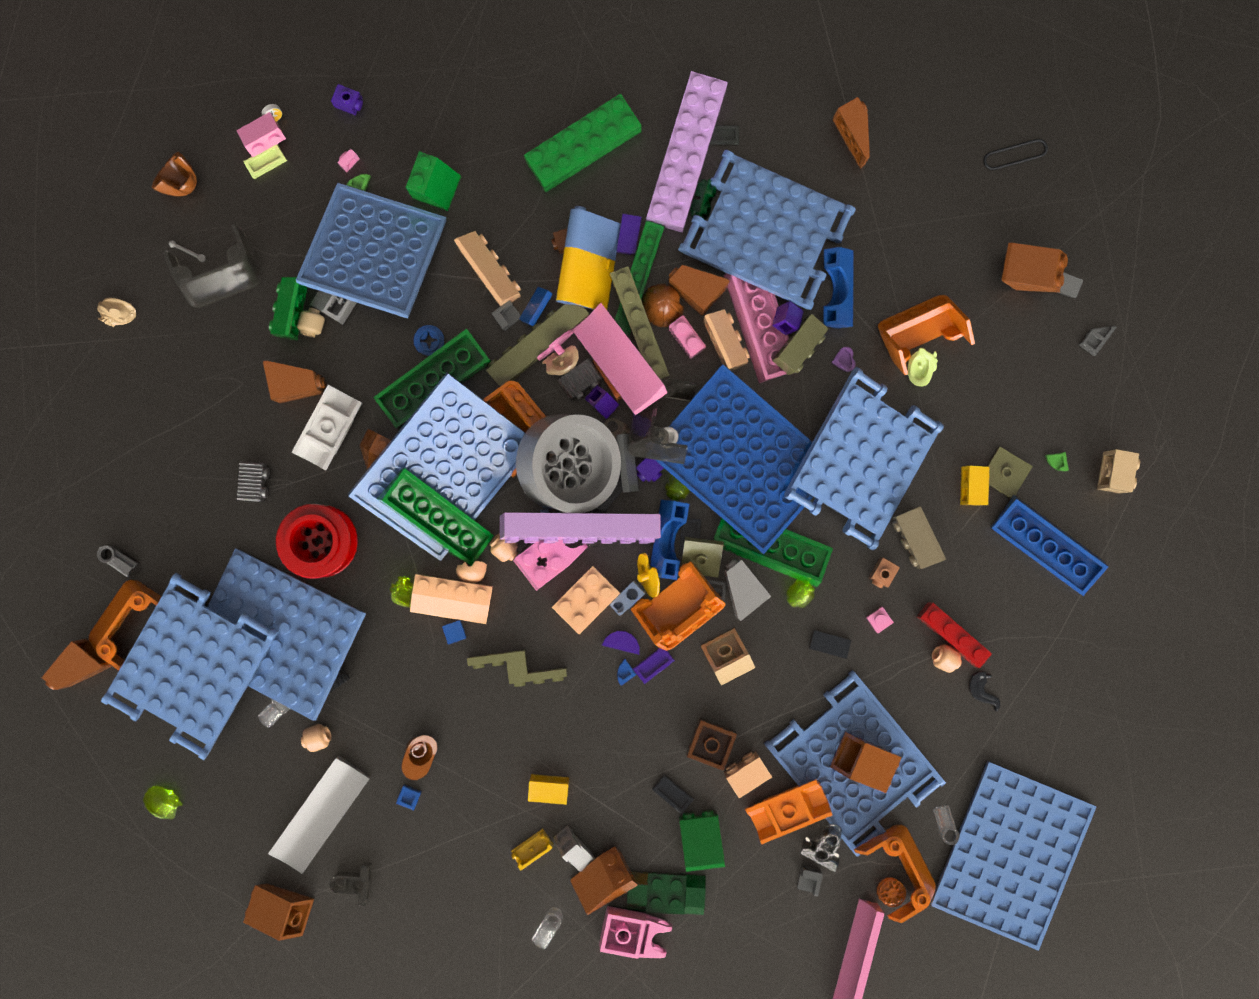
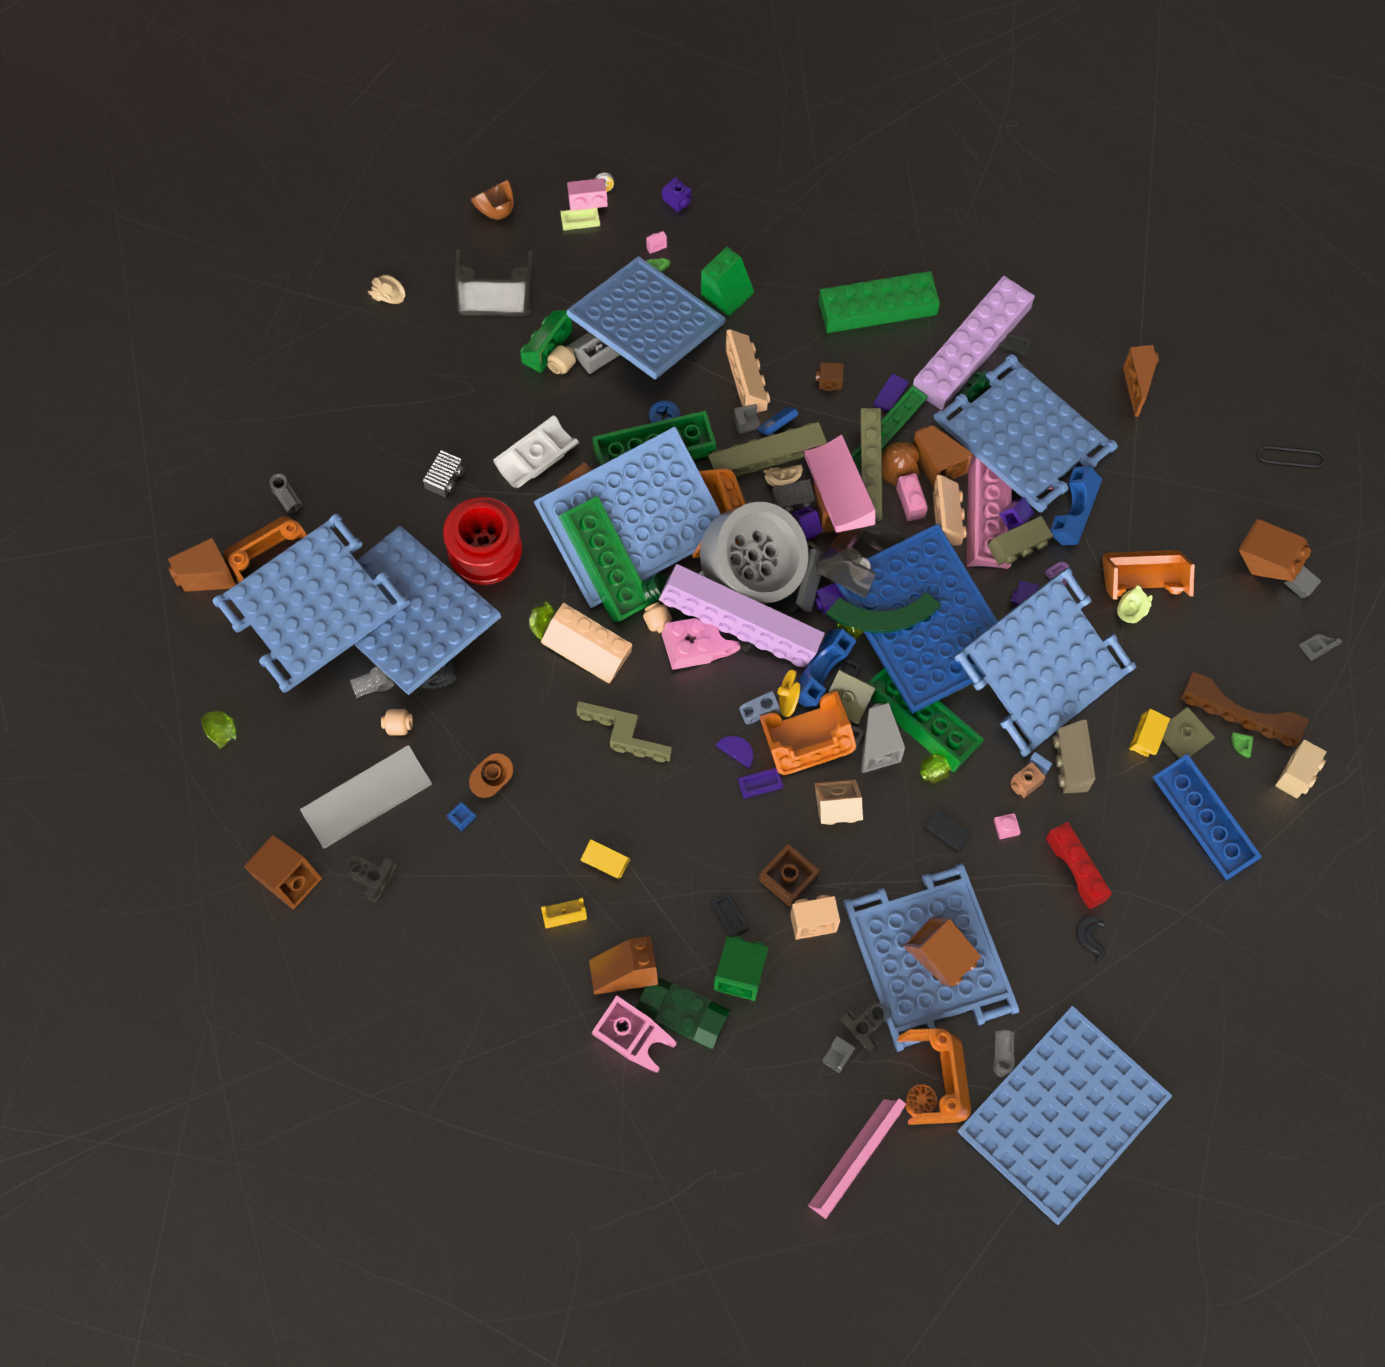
camera: 20 degrees right, 20 degrees down
(201, 257) = (485, 275): light grey hinge -> none
(291, 382) = (523, 400): dark orange slope -> none
(454, 632) = (575, 678): blue tile -> none
(472, 573) = (618, 624): light nougat hair -> none
(489, 521) = (653, 587): none -> dark green wheel
(547, 928) = (544, 997): clear piece -> none
(556, 345) = (784, 458): bright pink piece -> none
(573, 849) = (606, 927): light grey tile -> none
(586, 599) = (717, 693): light nougat brick -> none
(588, 259) = (845, 390): door -> none
(625, 672) = (728, 779): blue tile -> none
(709, 480) = (884, 620): none -> dark green tile
(789, 811) = (844, 970): orange piece -> none
(822, 397) = (1022, 592): none -> dark purple brick
(889, 552) = (1041, 763): none -> medium blue tile
(946, 658) = (1063, 886): light nougat head -> none
(1012, 428) = (1204, 693): none -> reddish brown arch

